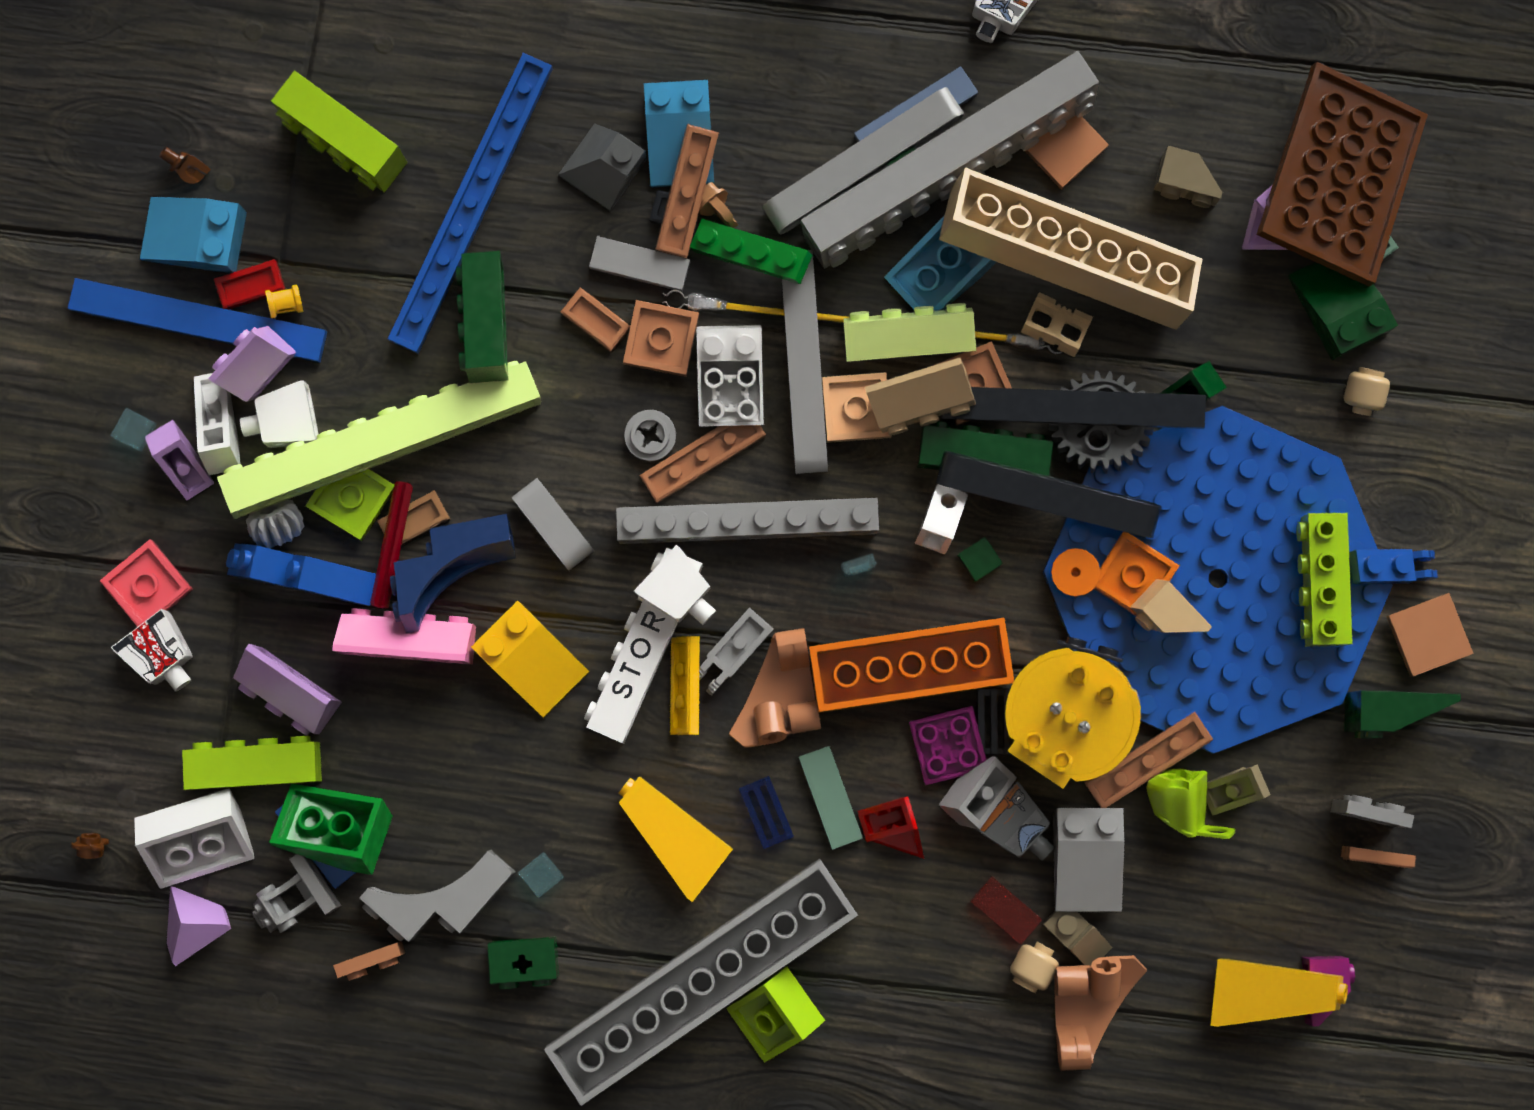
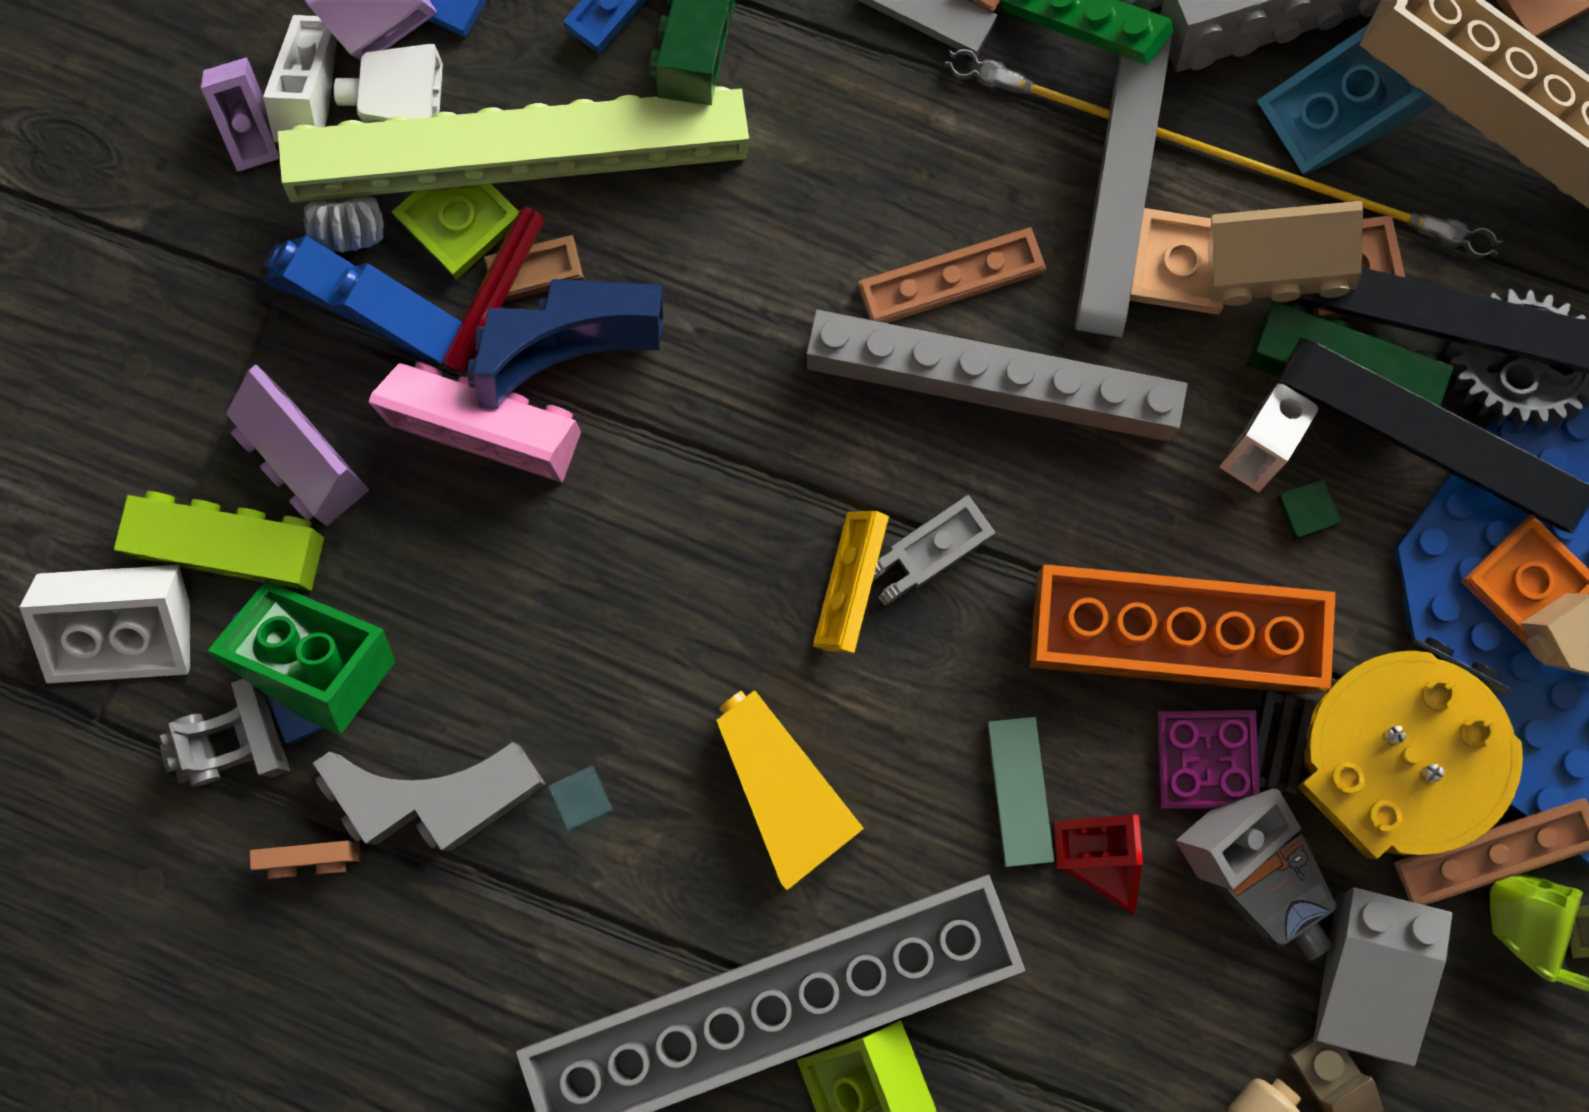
camera: 20 degrees right, 5 degrees down
(132, 429) = (189, 60): clear light blue tile -> none
(146, 583) = (150, 268): coral tile -> none
(157, 651) = (136, 355): torso -> none
(192, 924) = (75, 743): lavender slope -> none
(505, 953) = (492, 912): dark green brick -> none
(530, 659) = (643, 490): yellow slope -> none
(552, 524) = (722, 317): light grey beam -> none
(595, 320) = (849, 66): nougat tile -> none
(634, 668) = (807, 511): white brick -> none
(645, 421) = (886, 212): light grey gear -> none
(661, 338) = (932, 108): nougat plate -> none
(677, 588) = (874, 437): white torso -> none
(730, 375) = (1017, 174): white slope -> none
(776, 837) = (916, 749): clear blue tile -> none
(782, 695) = (984, 628): nougat panel -> none
(858, 565) = (1135, 474): clear light blue tile -> none
(909, 334) = (1278, 175): yellowish green brick -> none
(1006, 910) = (1239, 1020): clear red tile -> none
(1059, 317) = (1491, 208): tan piece -> none
(1075, 572) = (1449, 556): orange piece -> none

